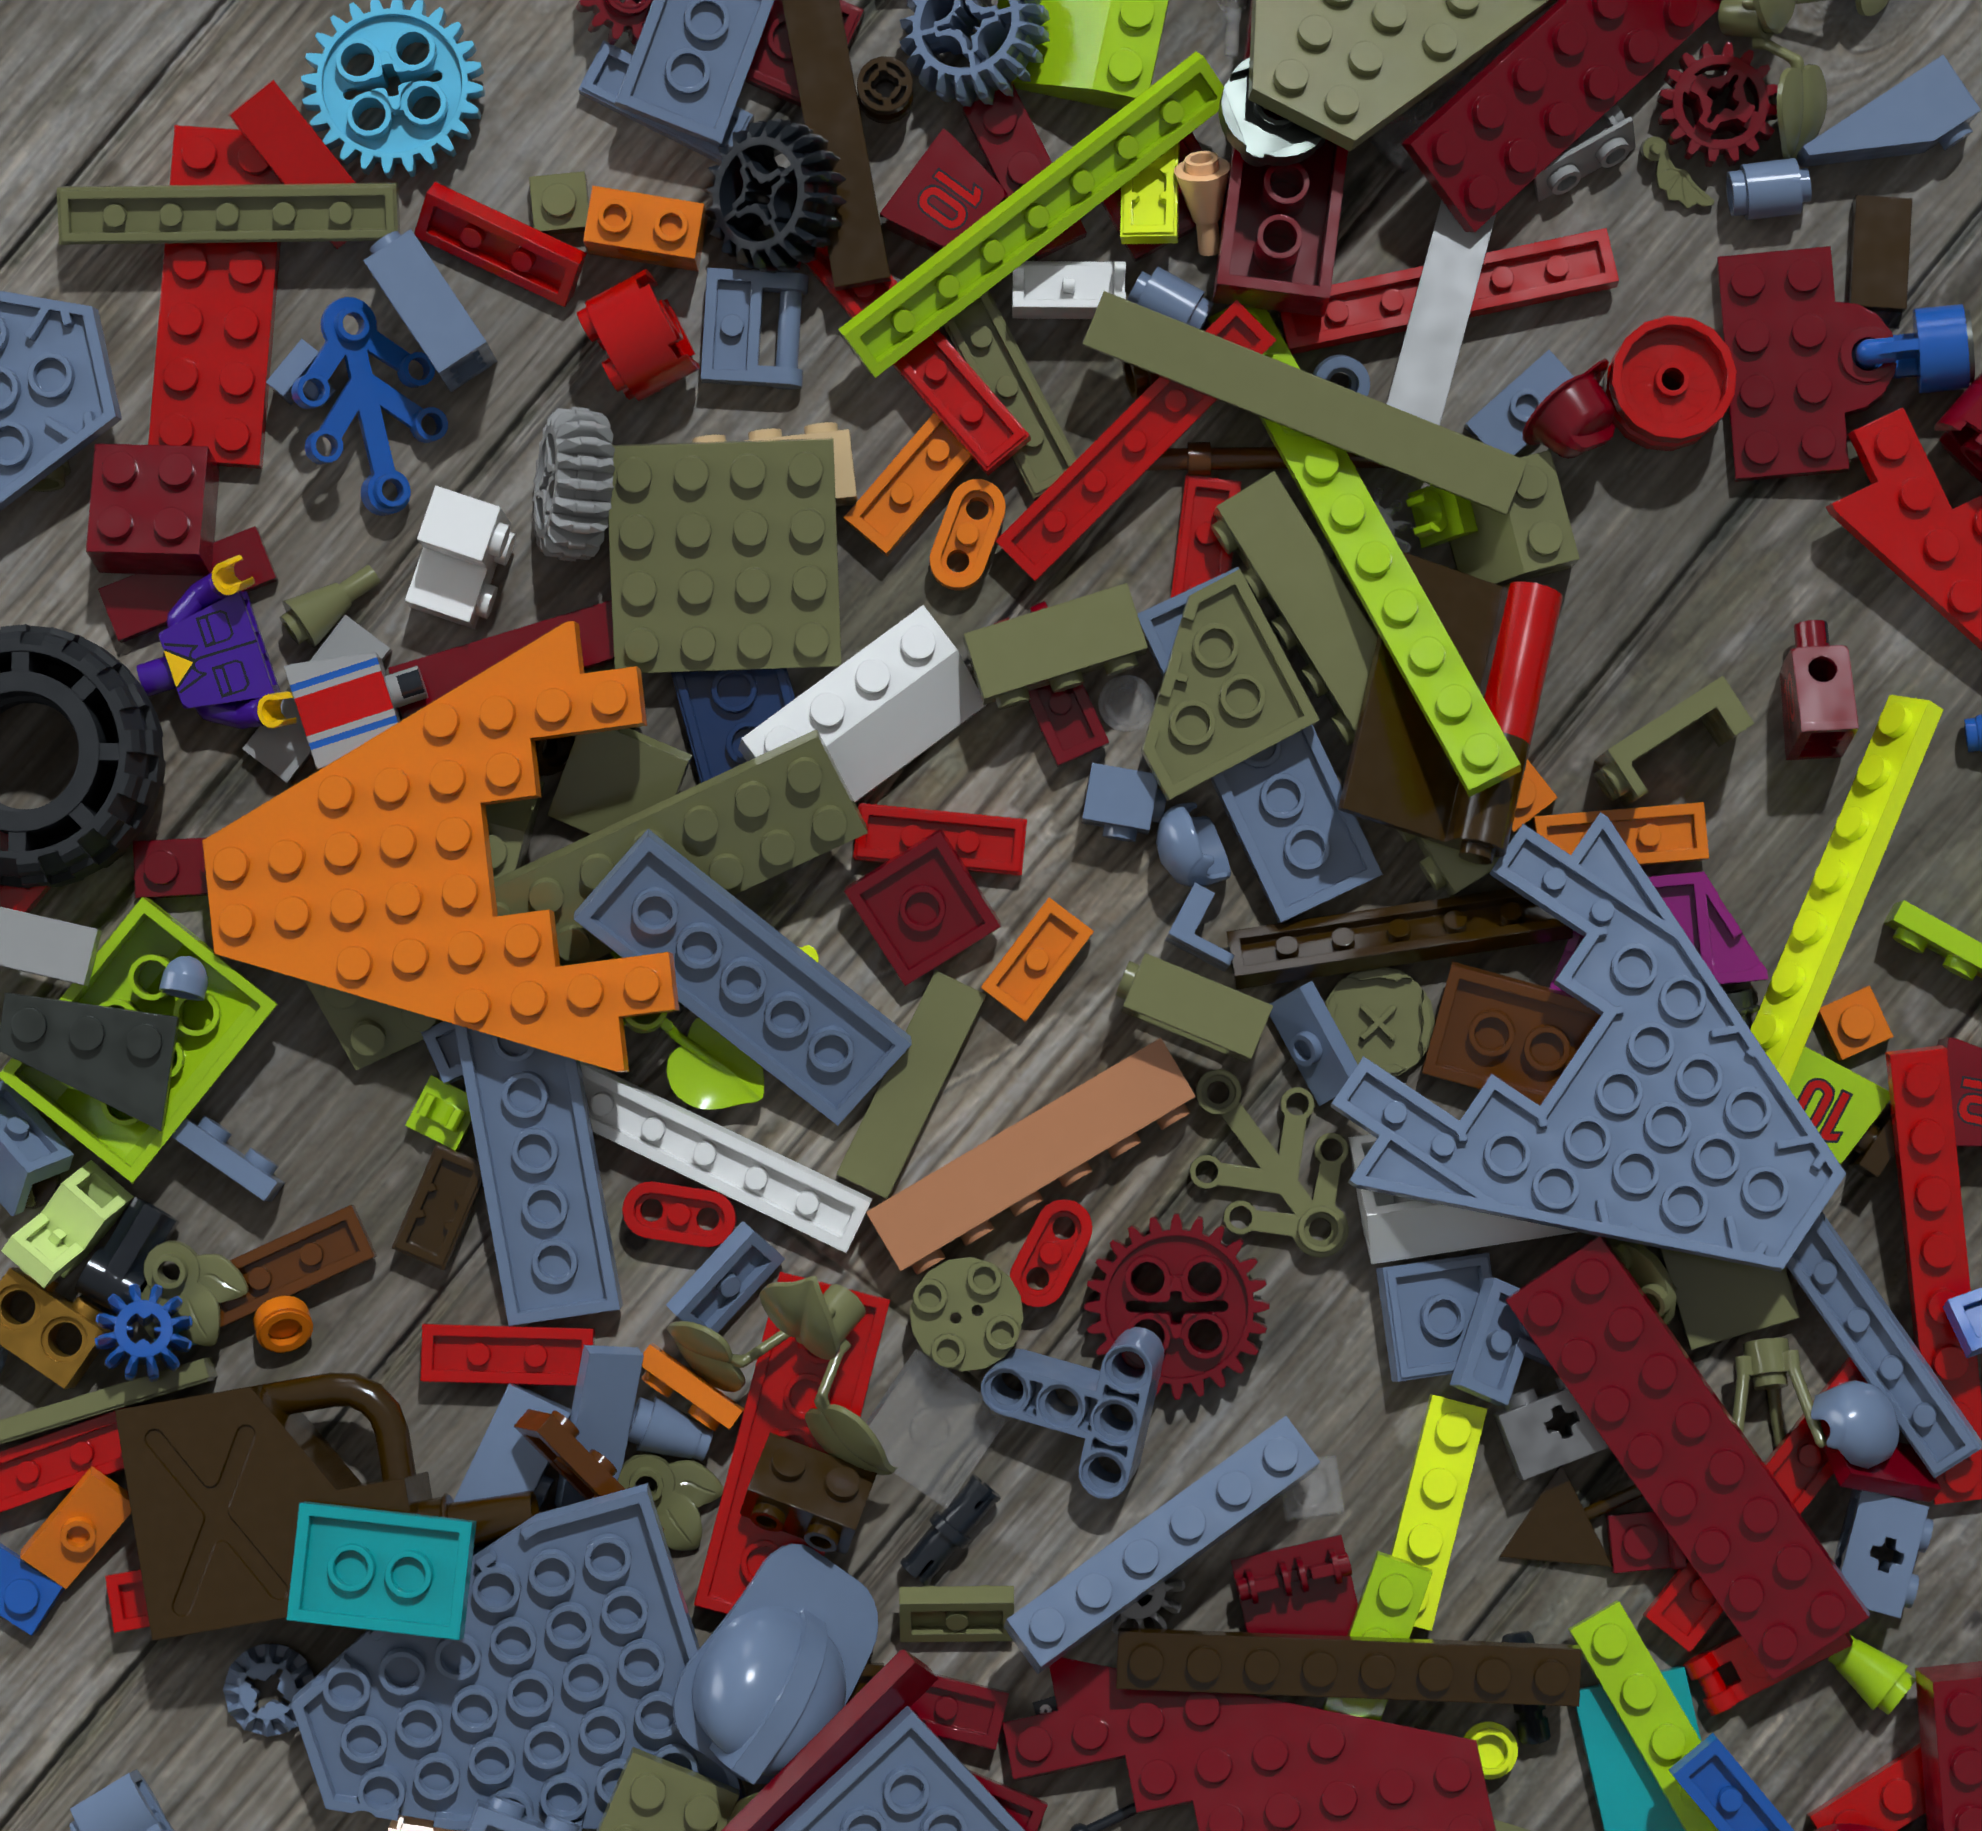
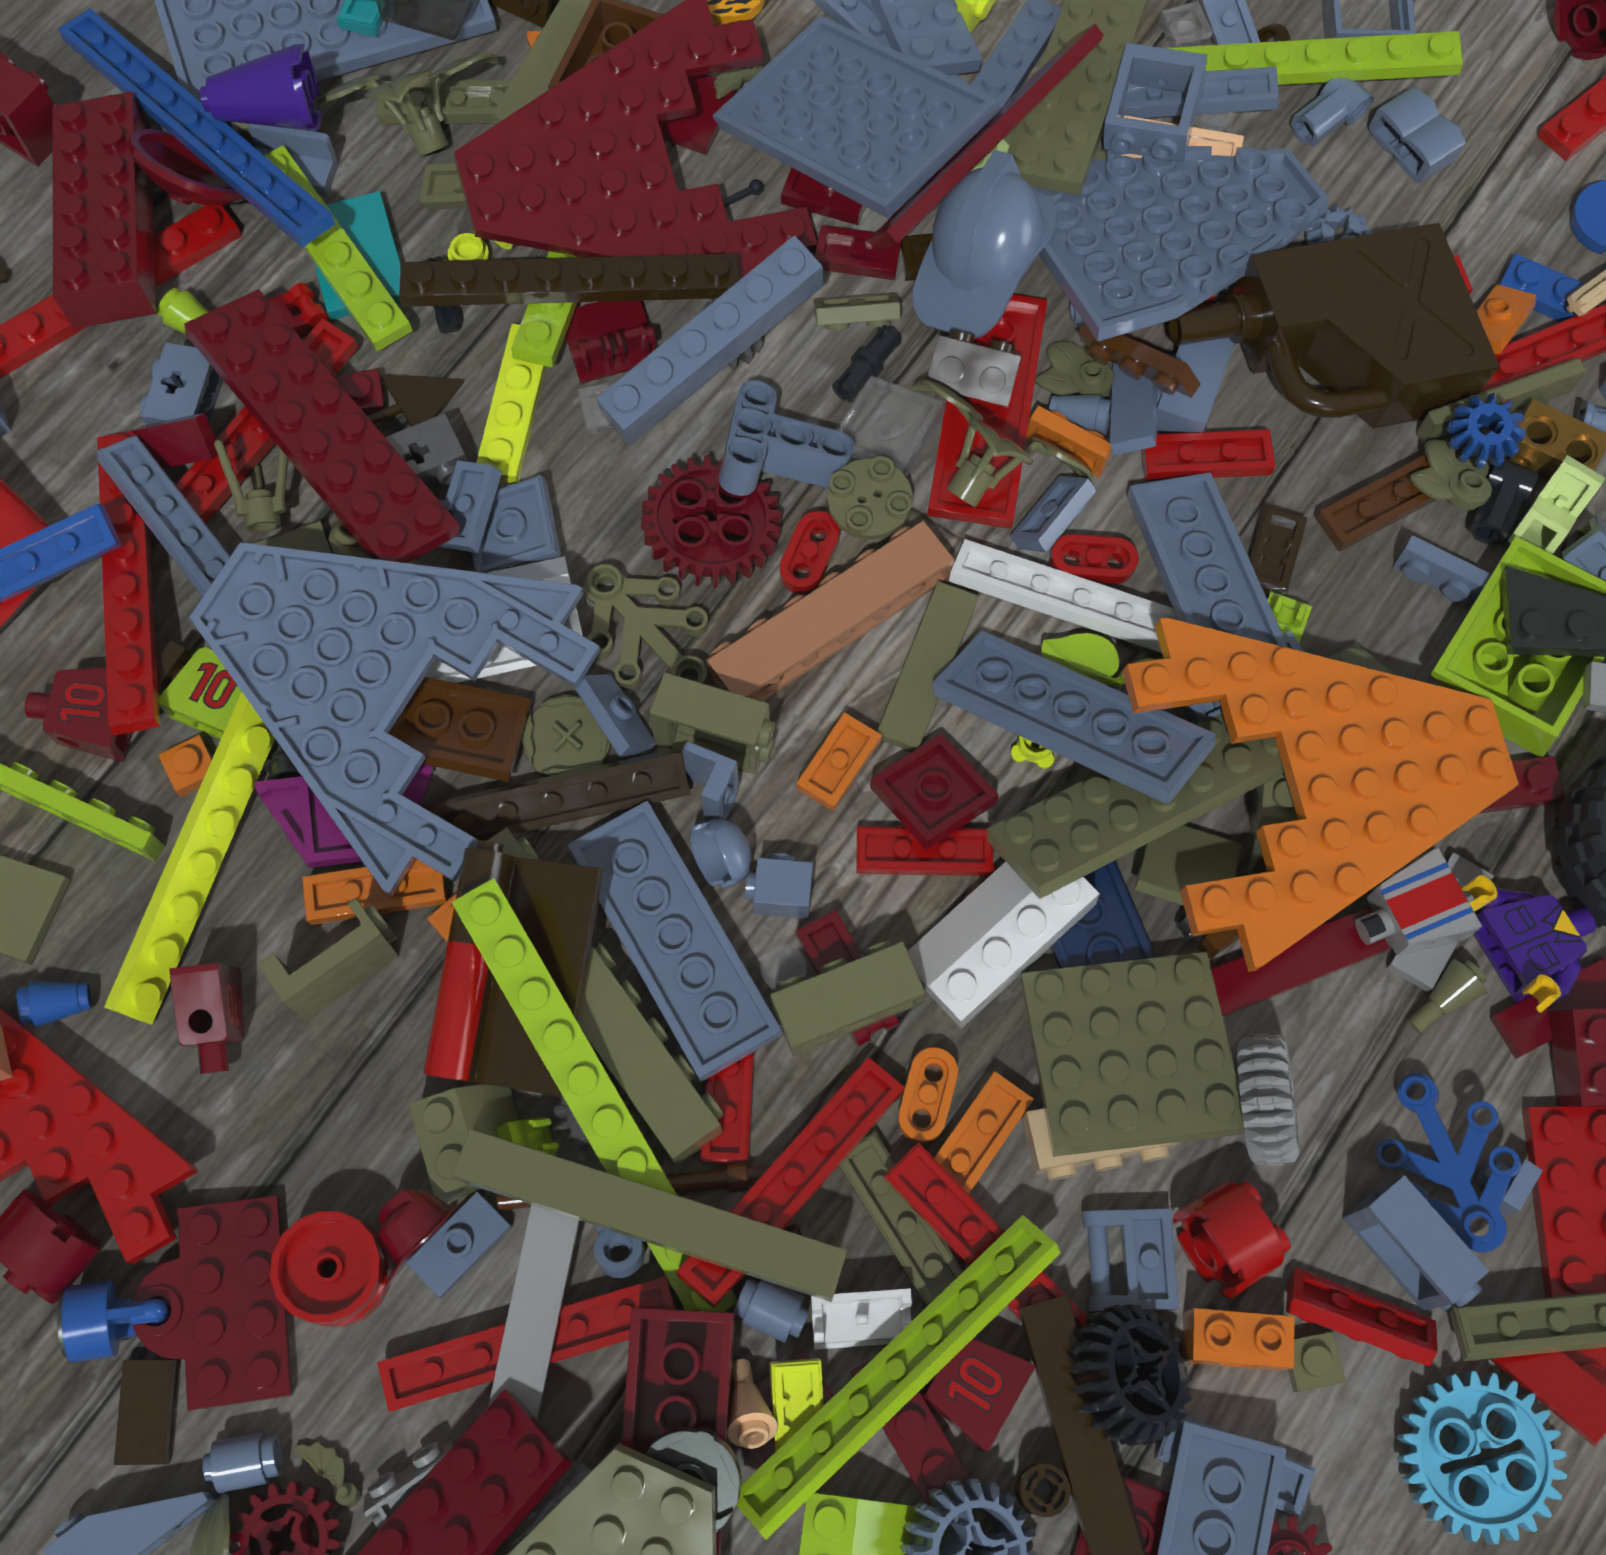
camera: 175 degrees right, 15 degrees down
(185, 979) = (1511, 674): sand blue hinge -> none
(283, 1324) = (1377, 462): orange tile -> none
(381, 1570) = (1287, 260): teal plate -> none
(459, 556) = (1350, 1039): white brick -> none
(1221, 690) = (705, 969): olive plate -> none
(1859, 1422) = (189, 460): sand blue hair -> none

